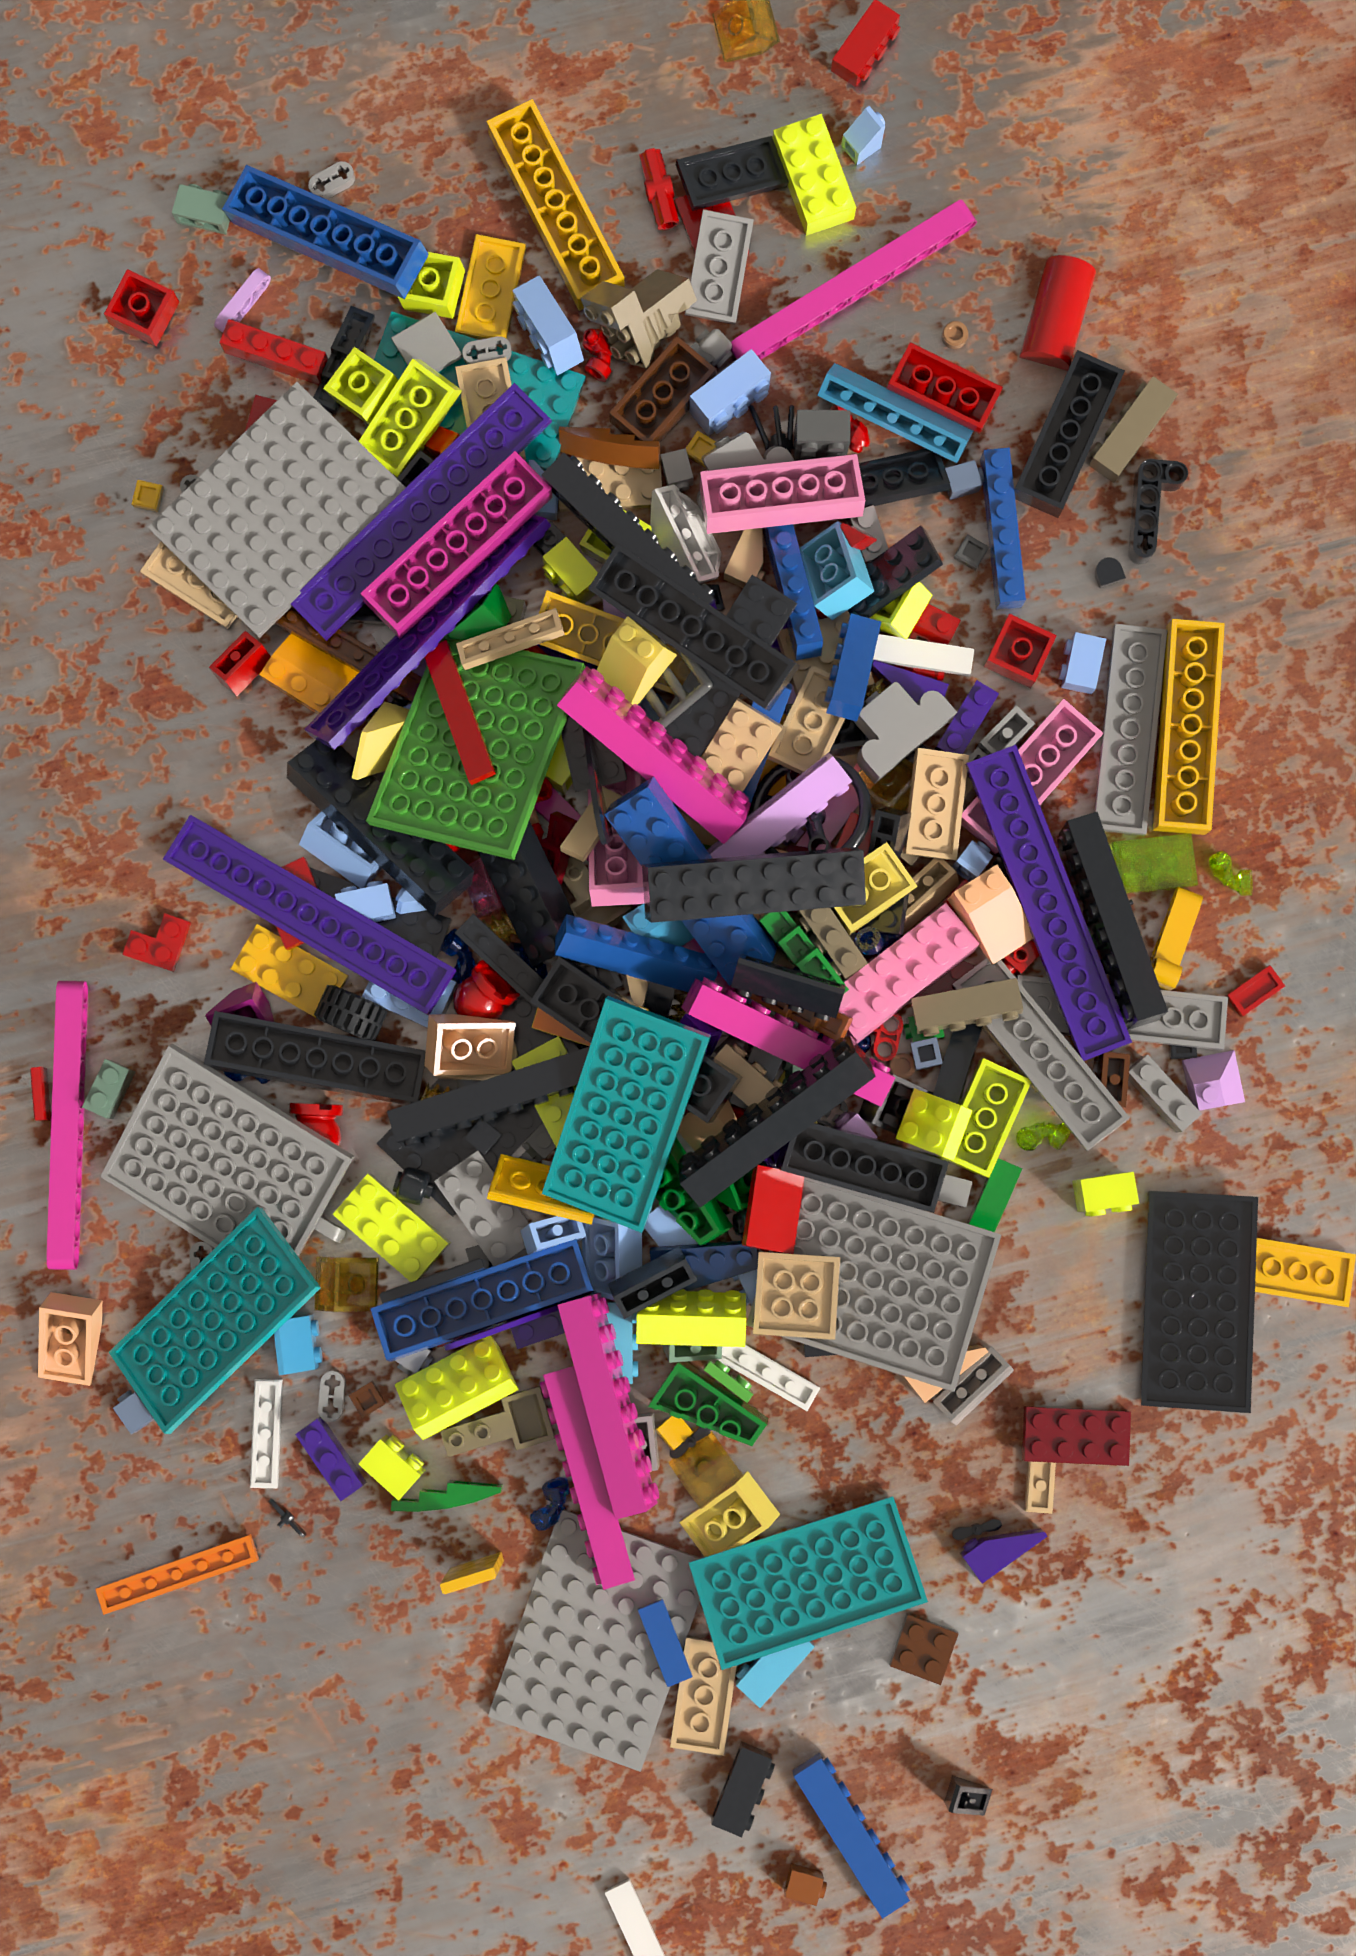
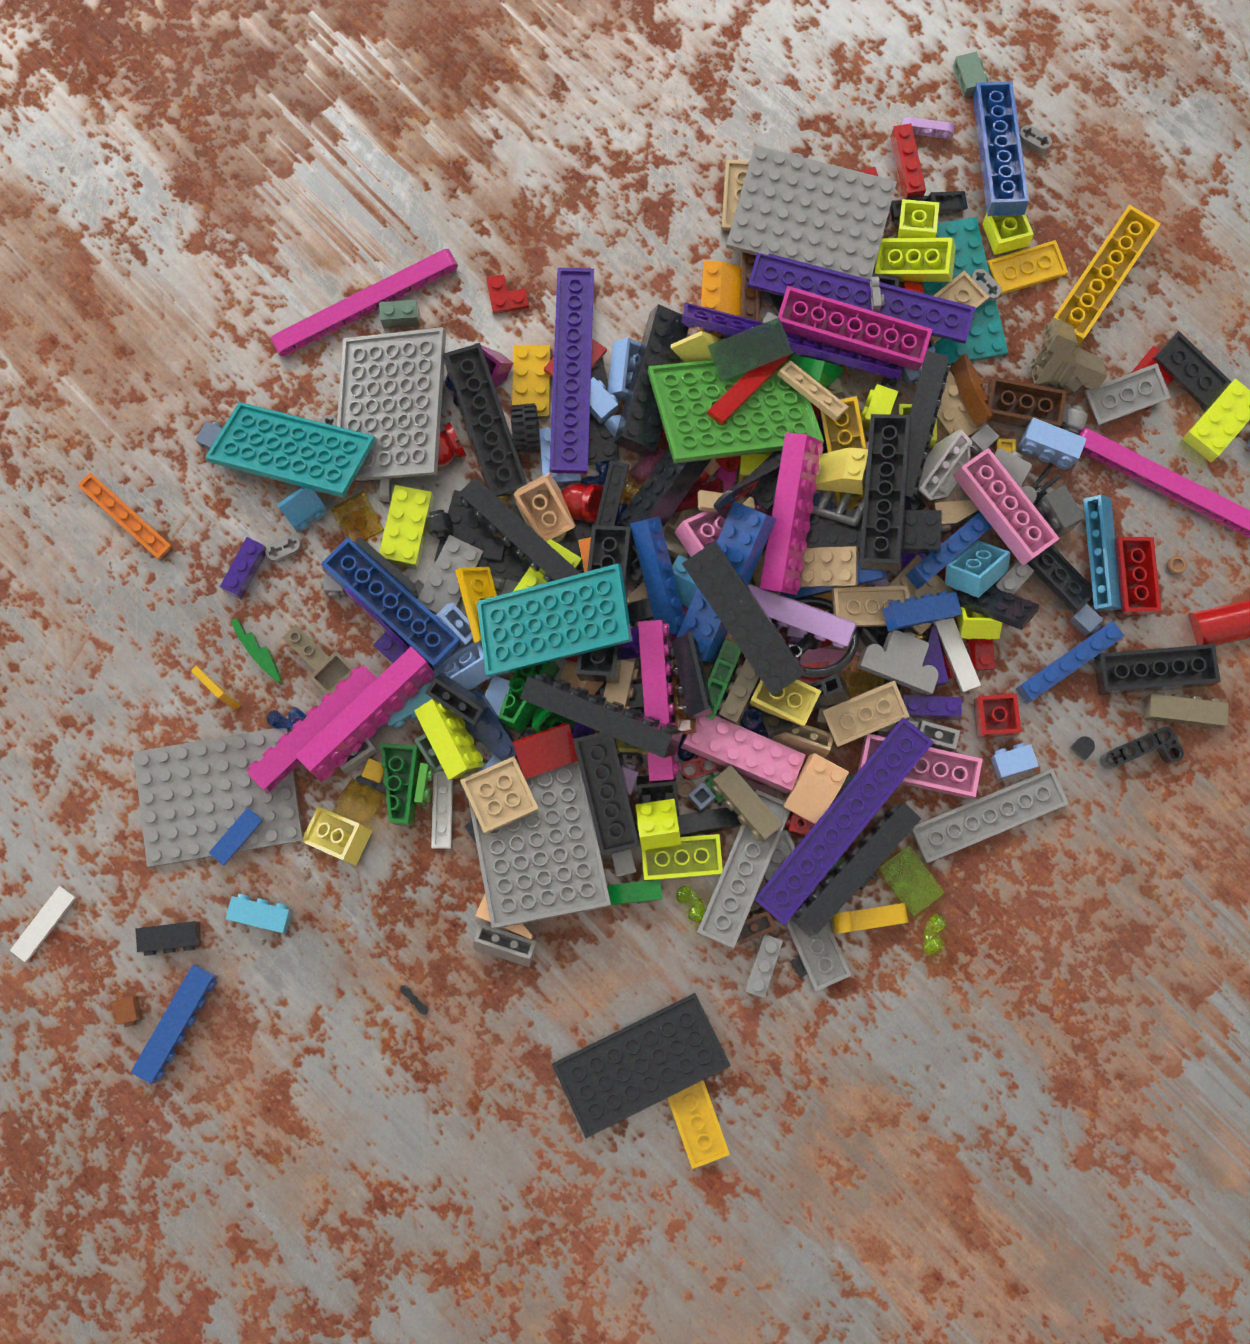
camera: 60 degrees right, 5 degrees down
(40, 1094) = (375, 275): red tile -> none
(68, 1338) = (235, 373): light nougat slope -> none
(141, 307) = (887, 72): red brick -> none
(147, 495) = (775, 139): yellow tile -> none
(240, 663) = (704, 246): red brick -> none
(266, 1433) = (239, 522): white tile -> none
(287, 1518) = (193, 563): black piece -> none
(367, 1399) = (292, 570): reddish brown plate -> none
(393, 1466) = (258, 607): neon yellow brick -> none
(417, 685) = (750, 349): none -> clear green plate
(428, 342) = (969, 247): light grey tile -> none
(437, 494) = (877, 298): none -> light grey plate
(456, 1387) = (328, 618): neon yellow brick -> none
(547, 325) = (1025, 308): light blue brick -> none
(596, 343) = (1032, 348): red arm -> none
(659, 189) = (1153, 332): red piece -> none
(703, 1701) = (215, 882): tan plate -> none
(807, 1583) = (321, 906): teal plate -> none
(856, 537) = (1006, 569): red slope -> none
(858, 433) = (1076, 537): red arm -> none
(923, 1649) = (318, 1007): reddish brown plate -> none
(967, 1797) = (237, 1088): black slope -> none
(971, 552) = (1042, 651): dark grey tile -> none
(972, 860) = (844, 758): light blue slope -> none
(995, 1552) = (405, 1019): dark purple slope -> none
(1040, 1487) = (473, 1021): tan tile -> none
(1076, 1436) = (509, 1032): dark red plate -> none
(1105, 1192) = (677, 963): neon yellow brick -> none
(1188, 727) = (1013, 852): yellow brick -> none
(1213, 1080) = (791, 997): lavender slope -> none
(1255, 991) = (866, 993): red tile -> none

